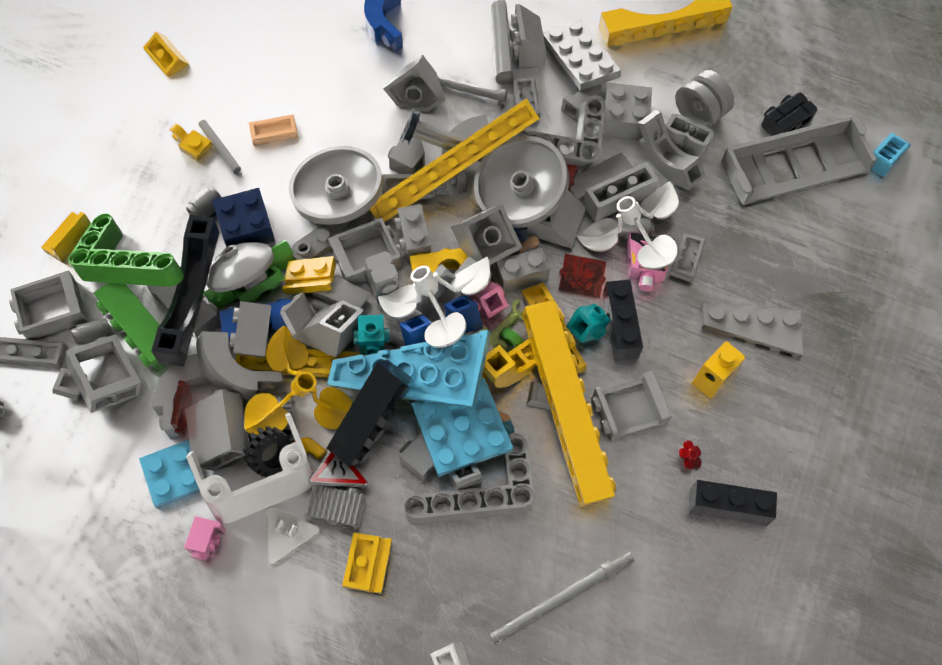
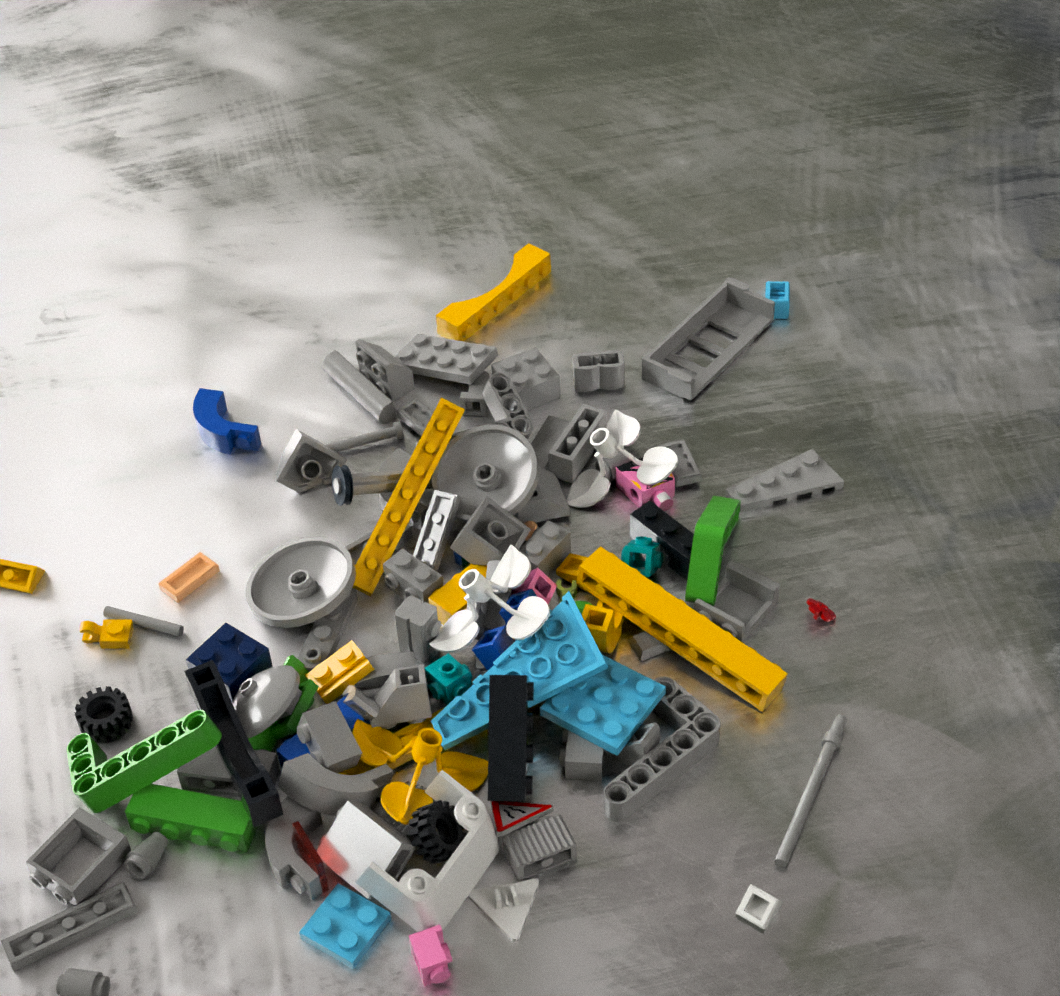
camera: 30 degrees left, 20 degrees down
(65, 385) = (164, 912): light grey plate -> none
(66, 236) = (43, 787): yellow panel -> none
(109, 394) = (190, 897): light grey window -> none
(135, 195) = (100, 702): none -> black tyre
(202, 203) = (171, 677): light grey brick -> none
(357, 236) = (349, 625): light grey window -> none
(367, 563) = (610, 875): yellow plate -> none
(407, 158) = (349, 522): light grey slope -> none
(456, 204) = (436, 528): none -> light grey tile
(582, 275) = (599, 530): clear red piece -> none
(645, 345) = (707, 548): none -> bright green beam
(665, 156) = (577, 389): light grey arch -> none
(705, 98) = (589, 329): light grey wheel -> none
(722, 366) = (786, 517): yellow torso -> none
(733, 502) = (888, 621): black brick -> none
(790, 115) = (670, 310): black brick -> none

